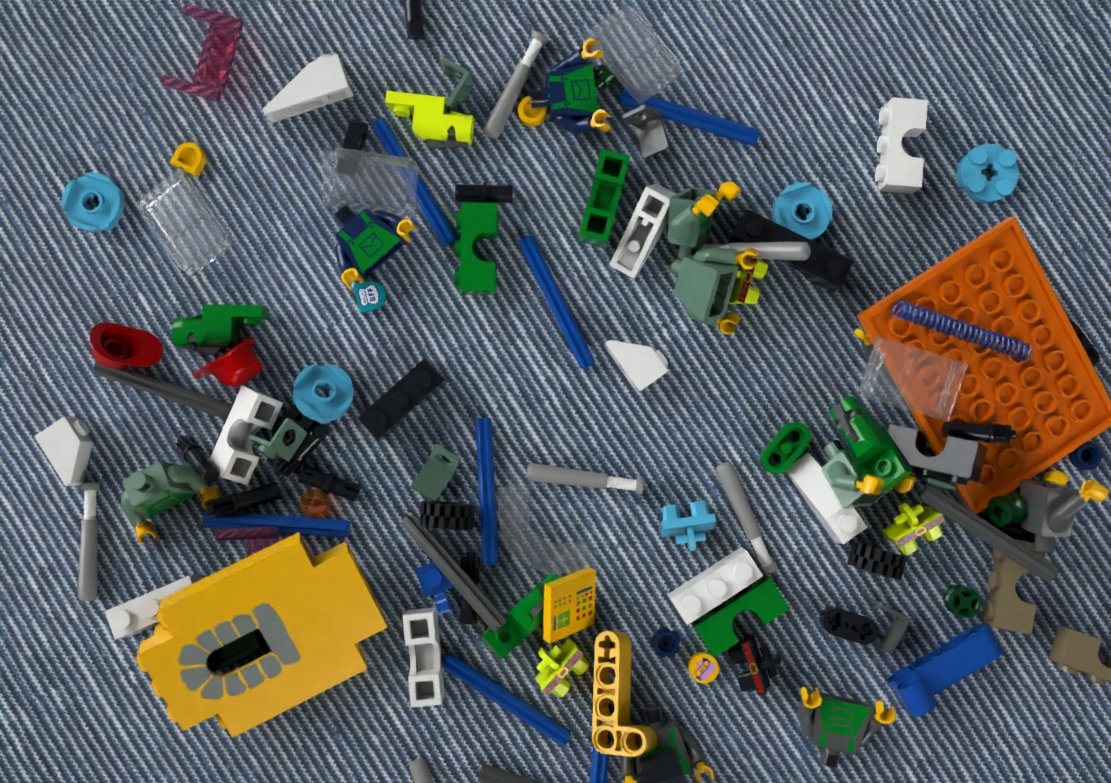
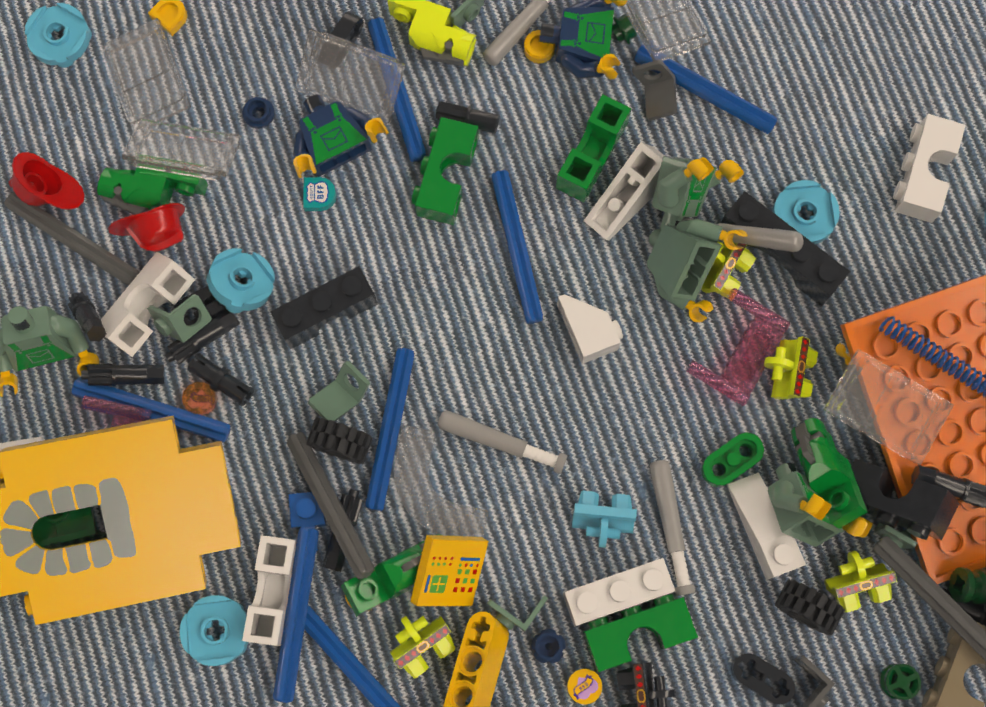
camera: 15 degrees right, 10 degrees down
(237, 286) = (181, 149): none -> clear piece
(290, 227) = (258, 104): none -> dark blue plate
(370, 688) = (201, 617): none -> medium azure plate
(449, 670) = (295, 615): none -> blue axle
(628, 629) = (509, 620): none -> sand green bracket
(780, 352) = (748, 358): none -> clear pink plate
(818, 356) = (789, 368): none -> neon yellow hips

